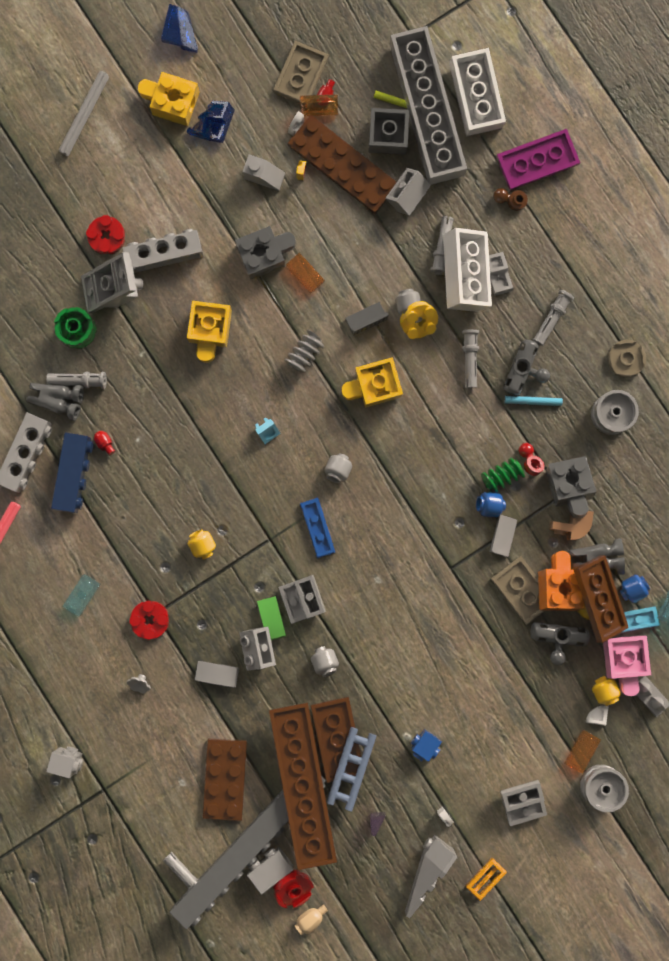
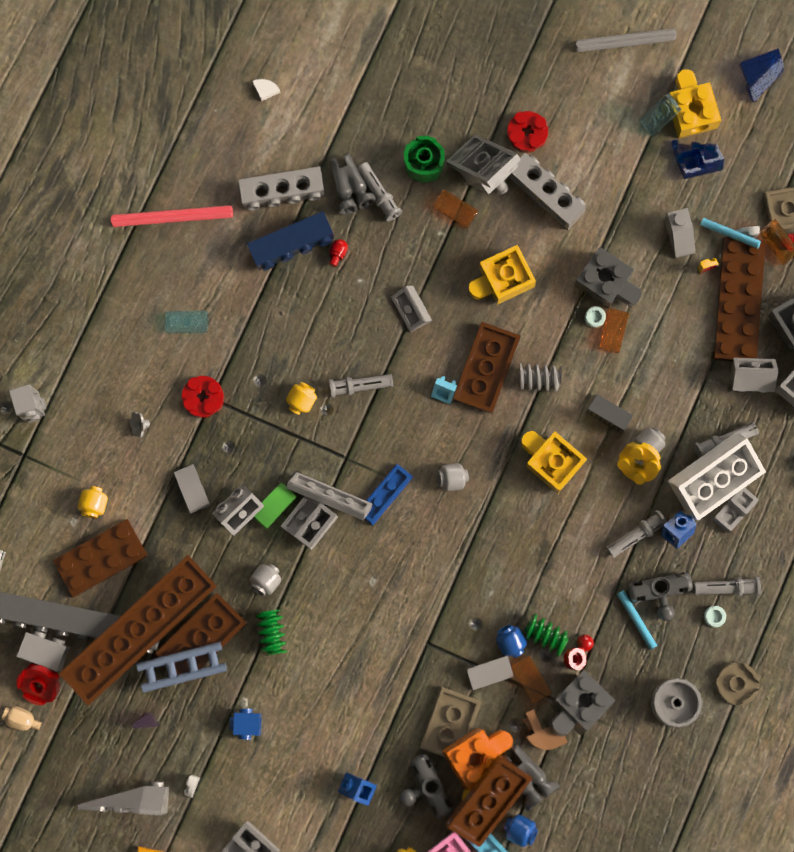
camera: 70 degrees right, 5 degrees down
(130, 330) = (455, 209): none -> clear orange tile
(161, 126) = (660, 114): none -> clear light blue plate
(177, 759) = (92, 502): none -> yellow head
(185, 414) = (411, 308): none -> light grey slope
(218, 502) = (386, 381): none -> light grey pin
(270, 387) = (486, 367): none -> reddish brown plate
(285, 280) = (595, 317): none -> light aqua tile
(288, 136) = (730, 233): none -> medium azure bar
(292, 571) = (329, 496): none -> light grey tile
(369, 682) = (271, 632): none -> green piece
(487, 324) = (678, 529): none -> blue brick
(527, 508) = (531, 679): none -> clear orange tile
(528, 692) = (357, 788): none -> blue brick
(567, 342) = (714, 616): none -> light aqua tile

